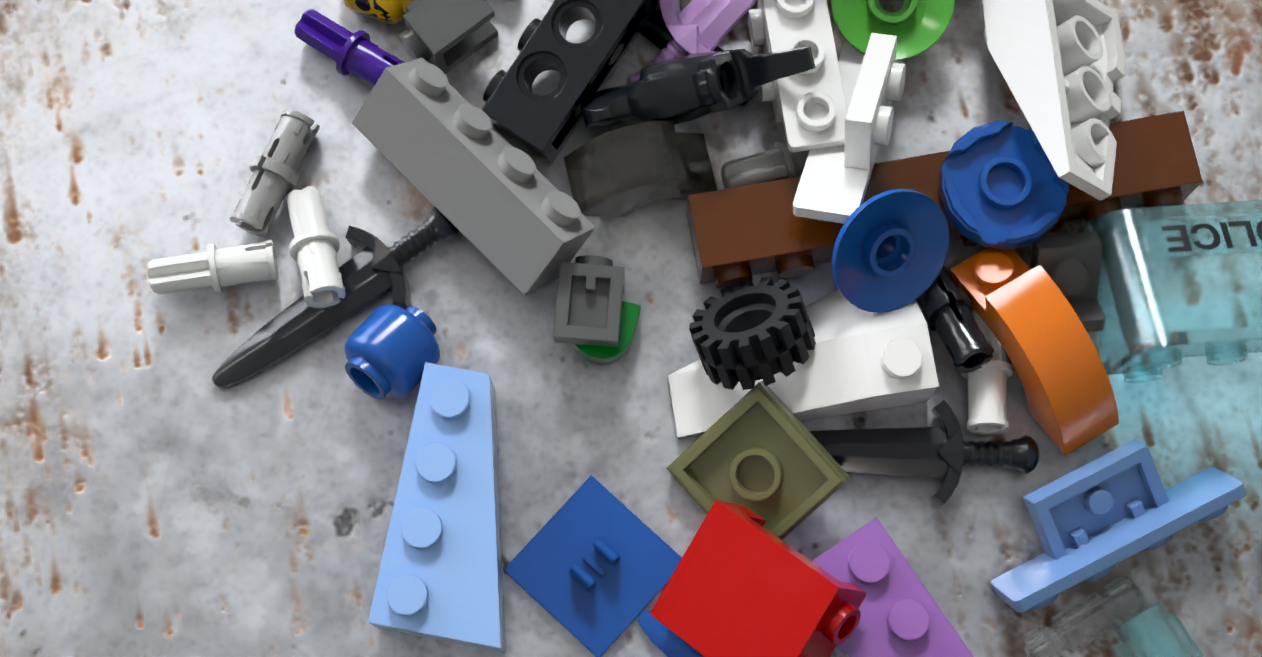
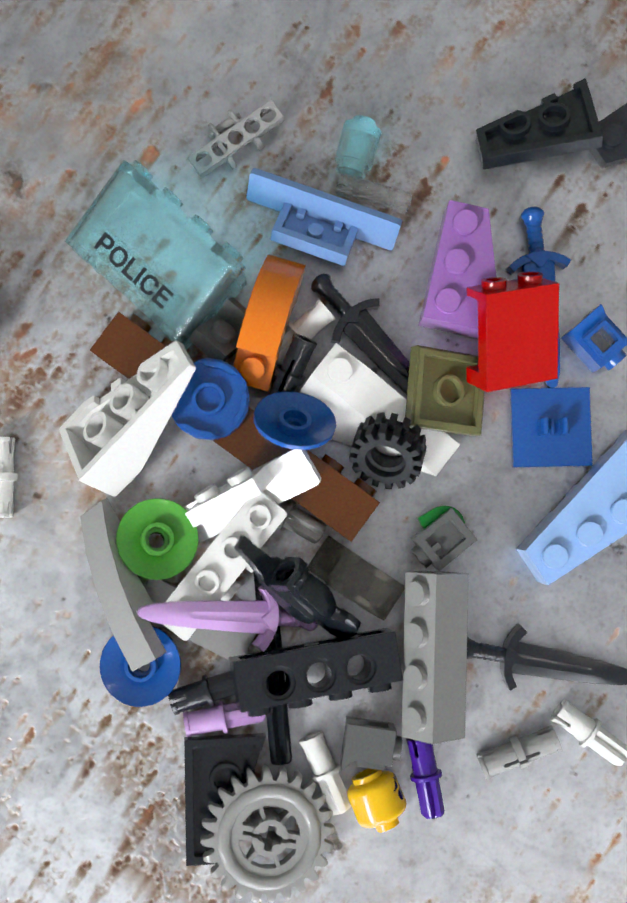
camera: 135 degrees left, 10 degrees up
(314, 249) = (536, 696): white axle -> none
(391, 350) = (549, 609): blue head -> none

